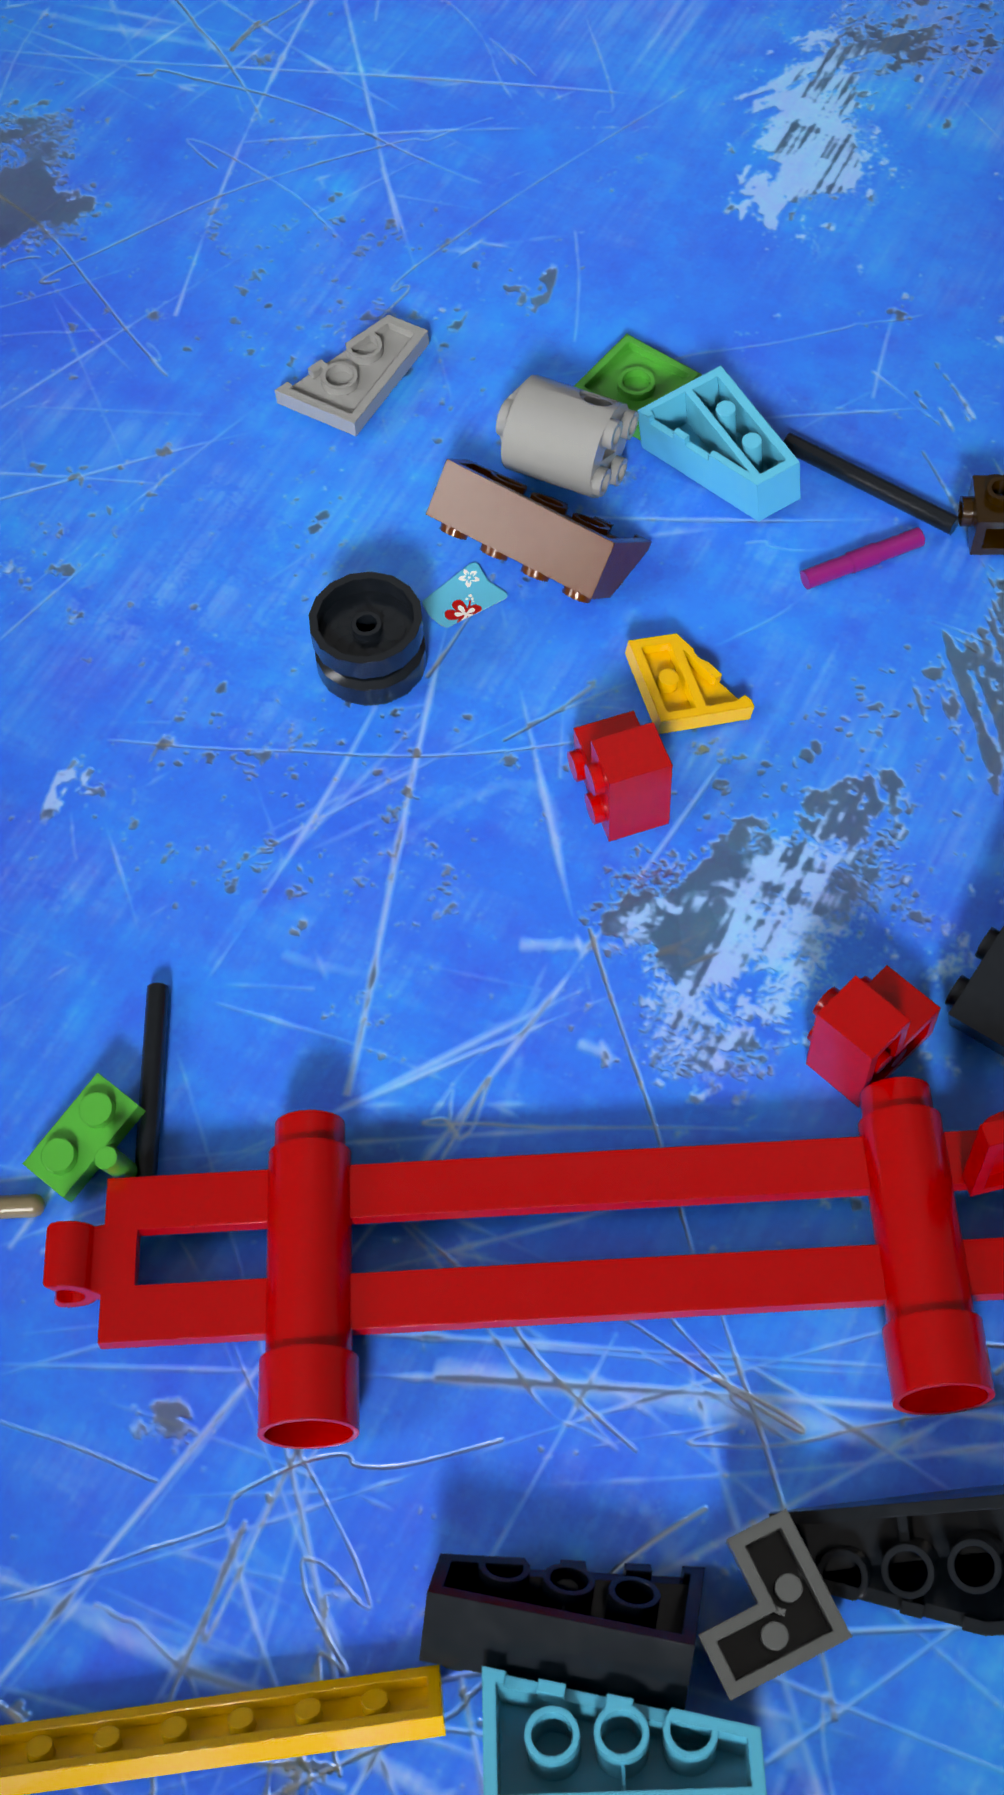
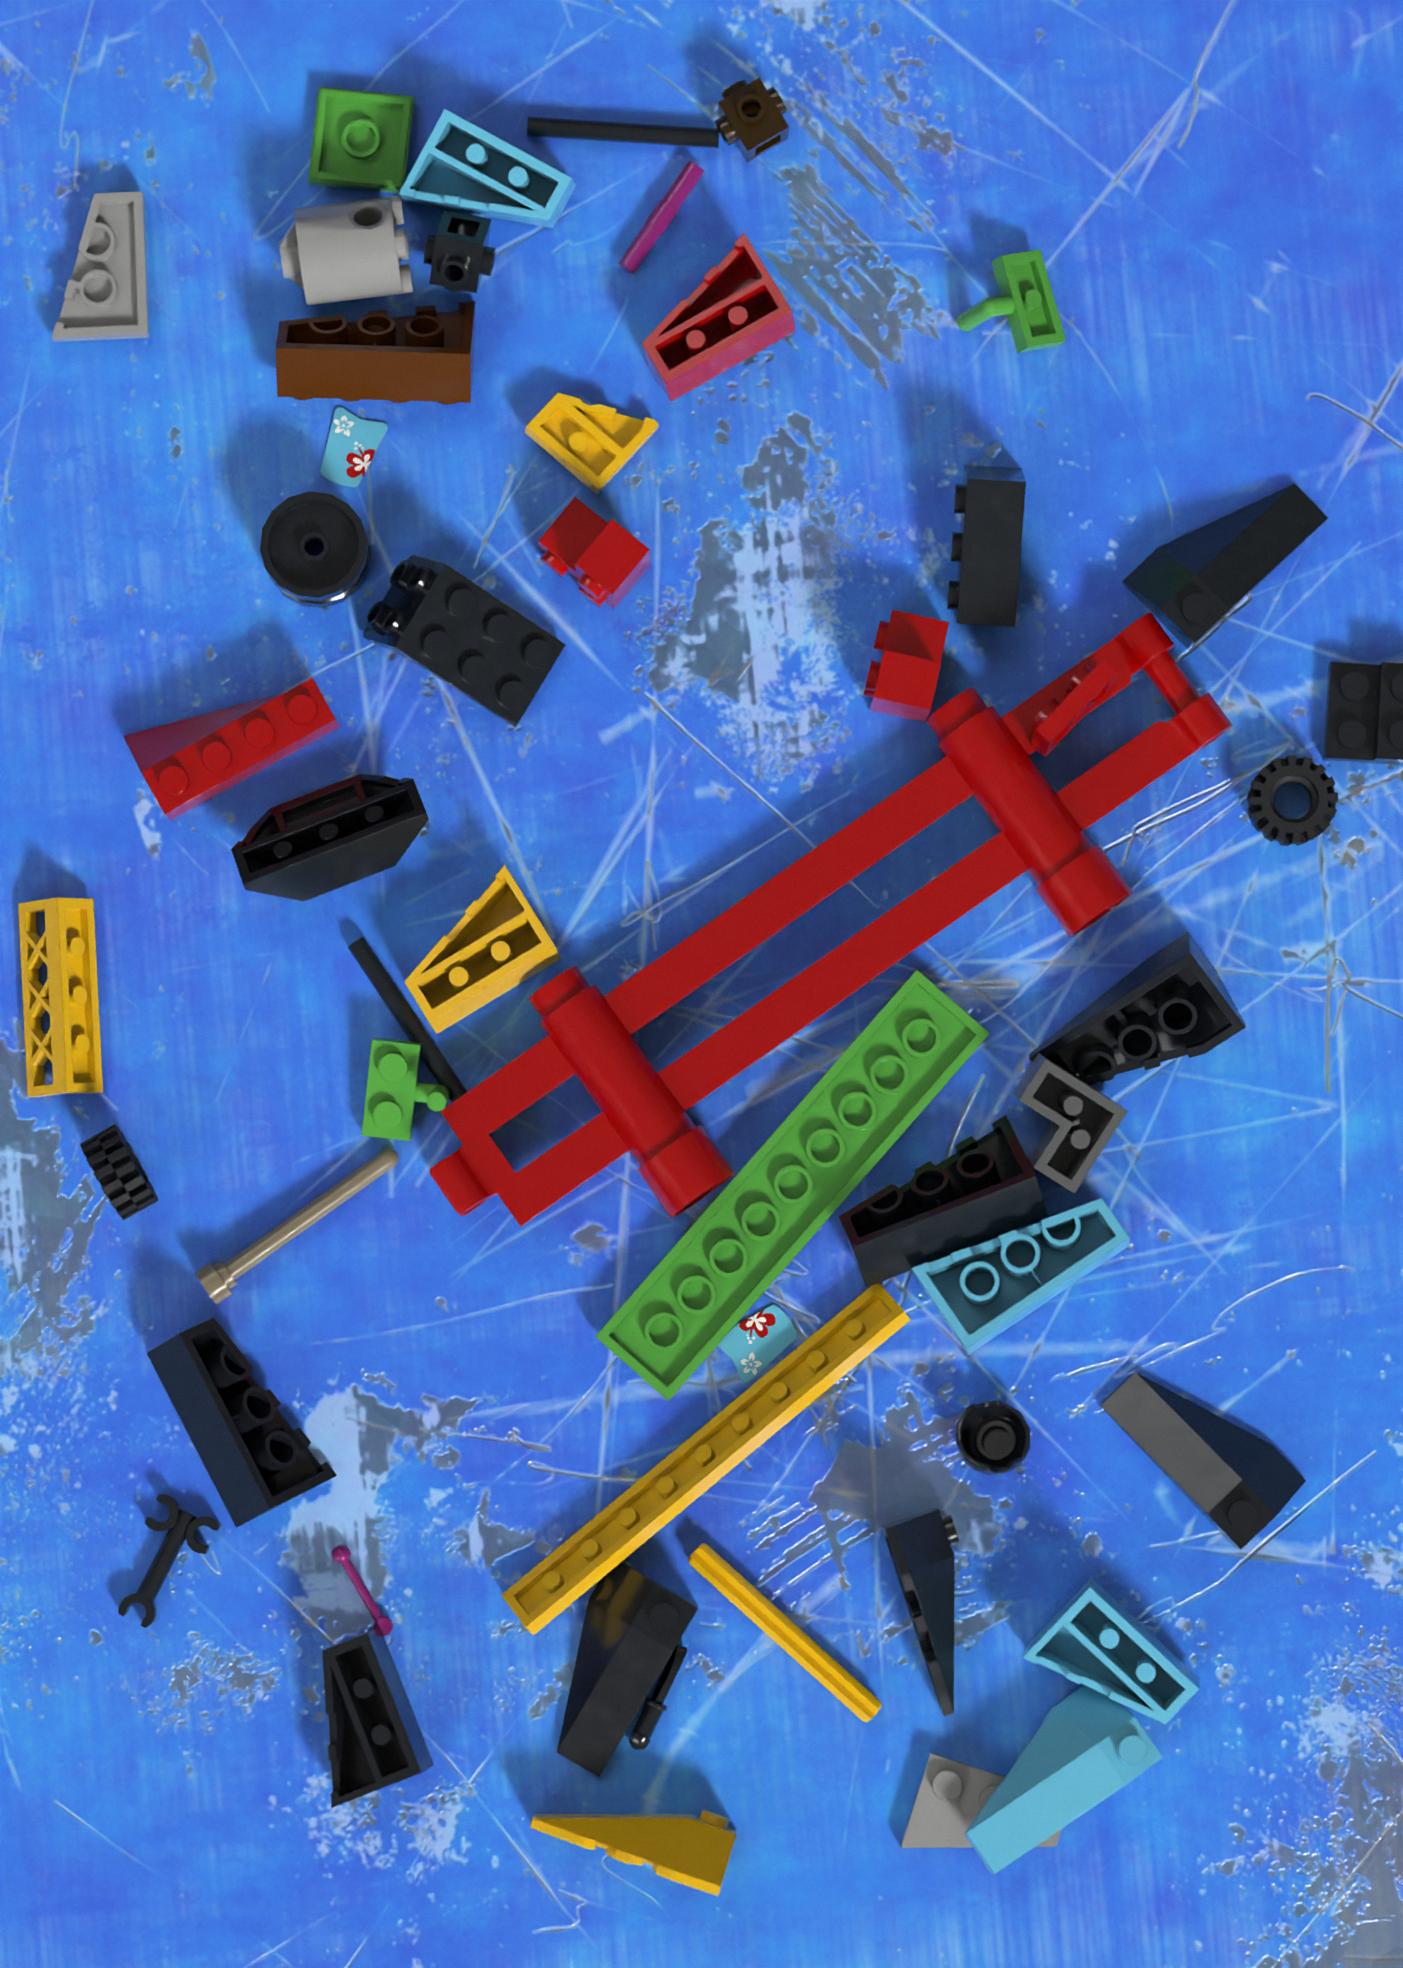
camera: 40 degrees left, 25 degrees up
(178, 761) = (217, 750): none -> red wedge
(194, 877) = (331, 837): none -> black wedge
(258, 1059) = (482, 956): none -> yellow wedge
(263, 1650) = (758, 1341): none -> medium azure sticker
(409, 1494) = (792, 1185): none -> bright green plate
(453, 779) = (463, 637): none -> black bracket
(661, 487) = (460, 252): none -> black brick
(862, 649) = (719, 324): none -> red wedge

